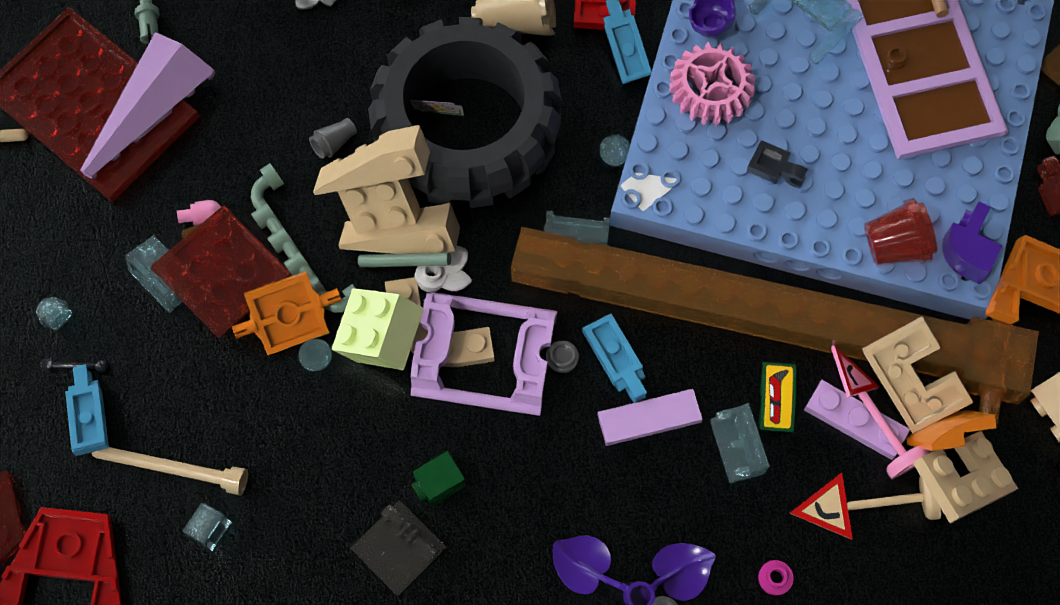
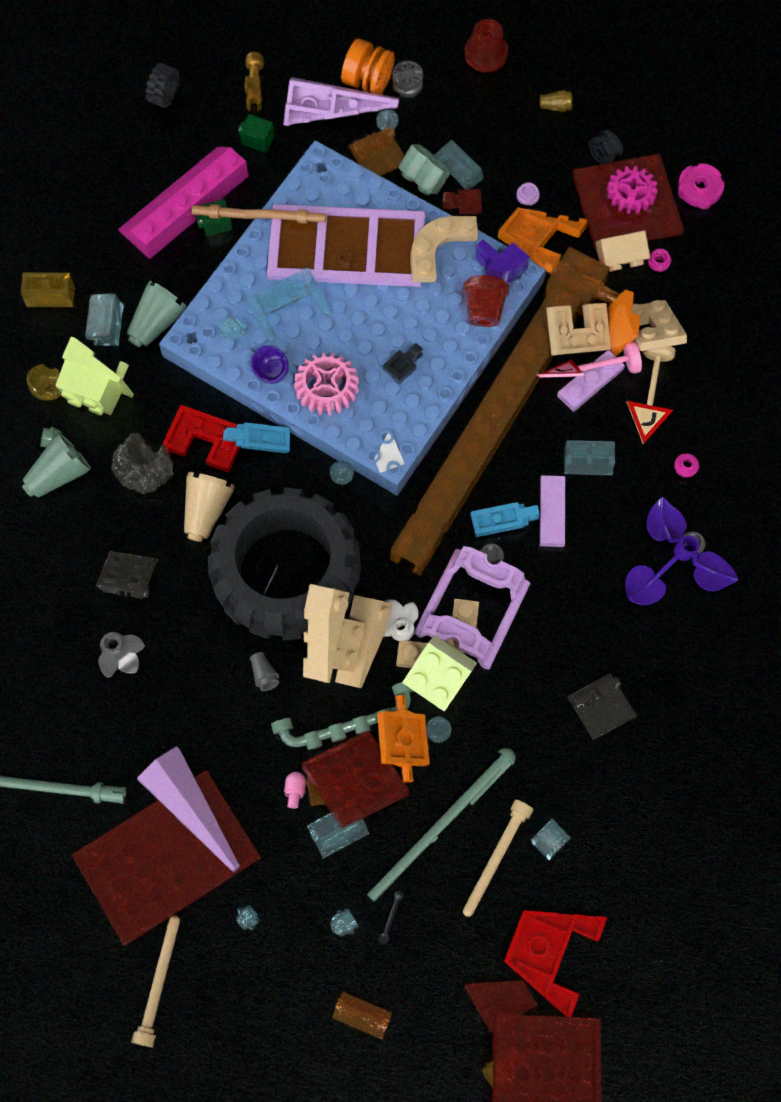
camera: 75 degrees left, 0 degrees up
(38, 207) = (247, 917): none -> clear light blue plate
(86, 413) = (438, 910): dark azure hinge -> none
(244, 418) = (469, 797): none -> sand green bar
(409, 259) = (385, 643): sand green bar -> none
(438, 479) = (561, 664): dark green brick -> none
(581, 229) = (398, 516): clear light blue hinge -> none
(777, 396) = (561, 422): slope -> none
(972, 149) = (434, 235): none -> tan plate

